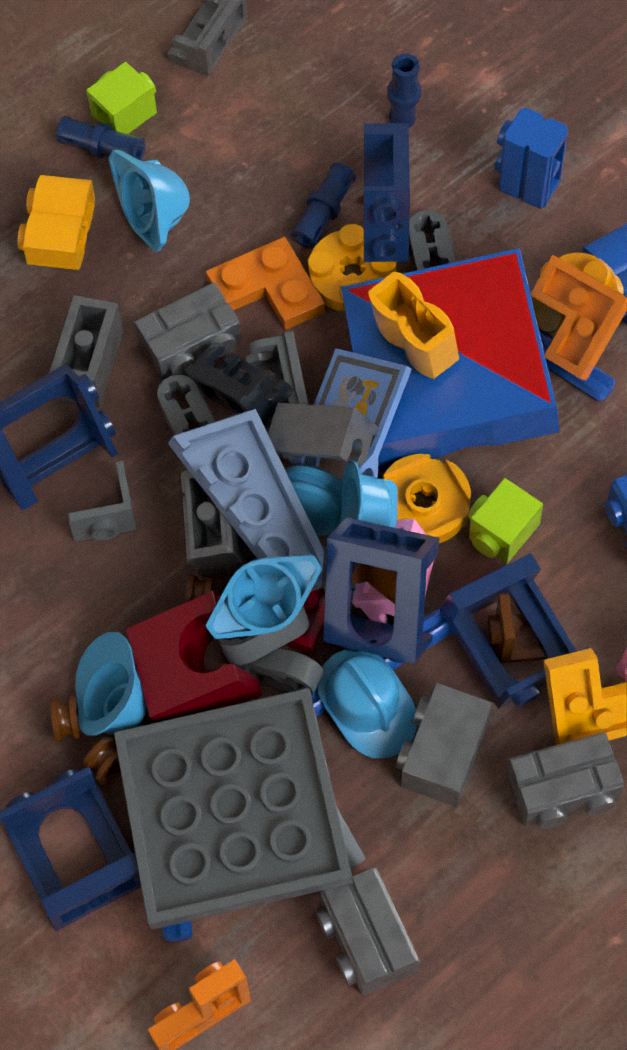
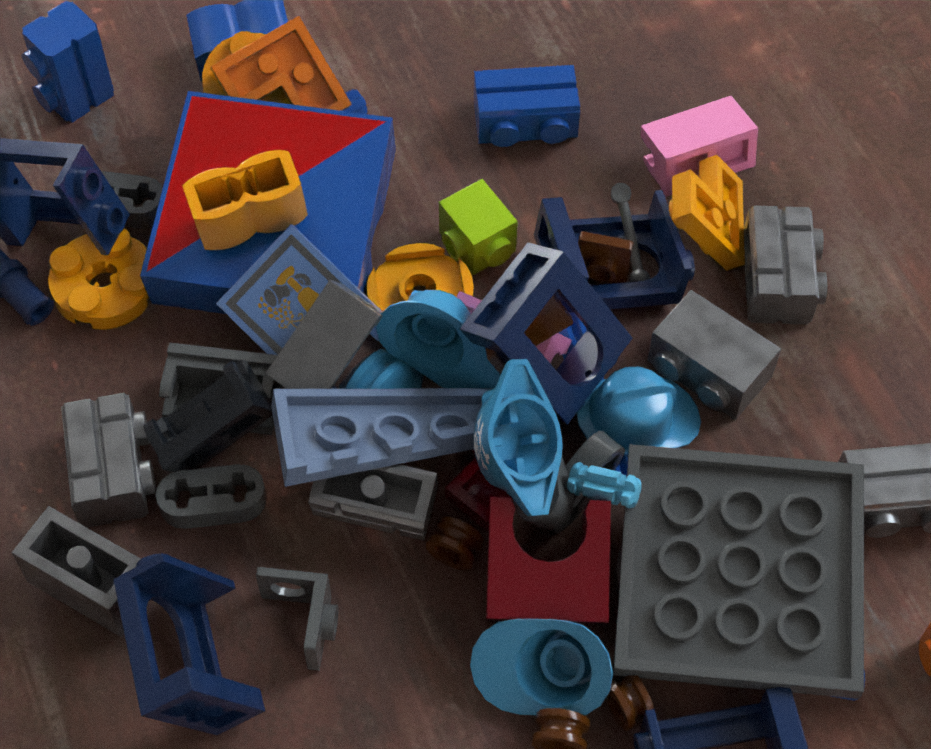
camera: 75 degrees left, 5 degrees down
(260, 676) = (604, 484): none -> medium azure piece
(270, 273) = (68, 354): orange plate -> none
(576, 622) = (621, 195): none -> dark grey hinge

